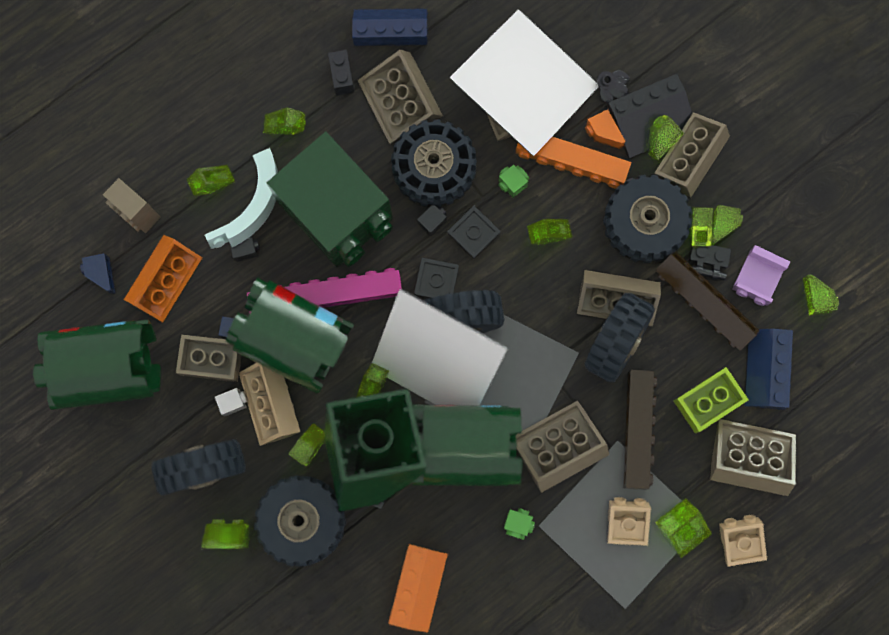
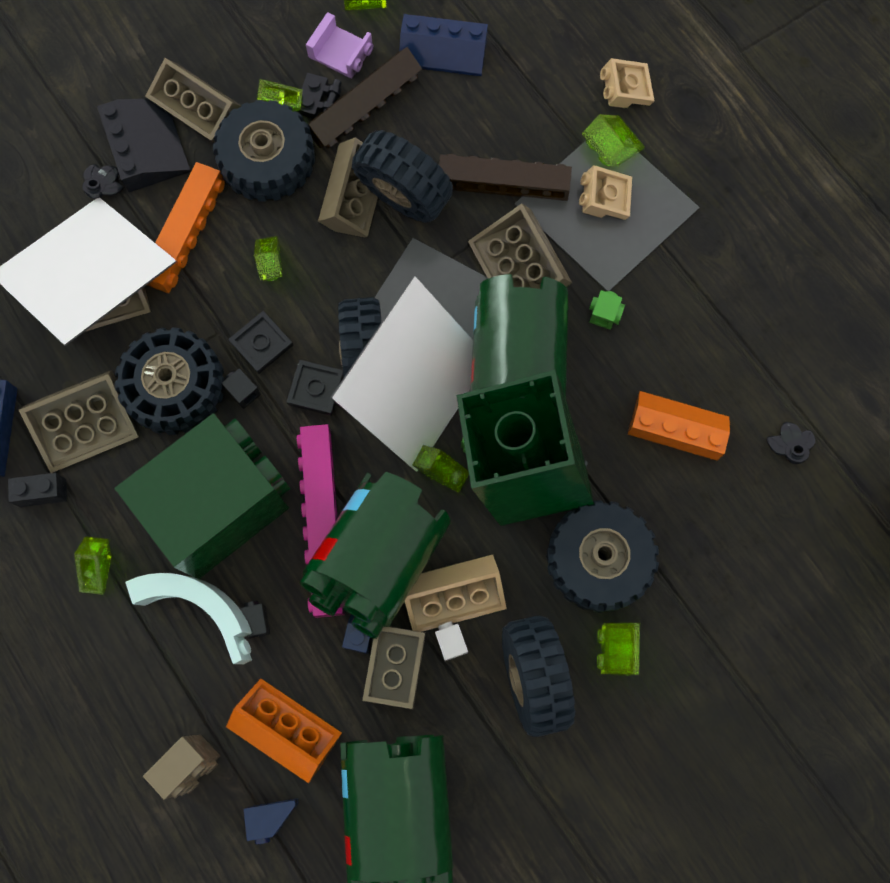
camera: 90 degrees left, 5 degrees down
(210, 179) = (158, 665): clear neon green slope -> none
(308, 445) = (508, 546): clear neon green slope -> none
(513, 180) = (202, 294): bright green brick -> none
(605, 130) = (154, 190): orange slope -> none
(663, 136) = (170, 127): clear neon green slope -> none
(710, 400) = (475, 101): lime brick -> none
(725, 221) = (276, 71): clear neon green slope -> none
(754, 457) = (539, 67): dark tan slope -> none

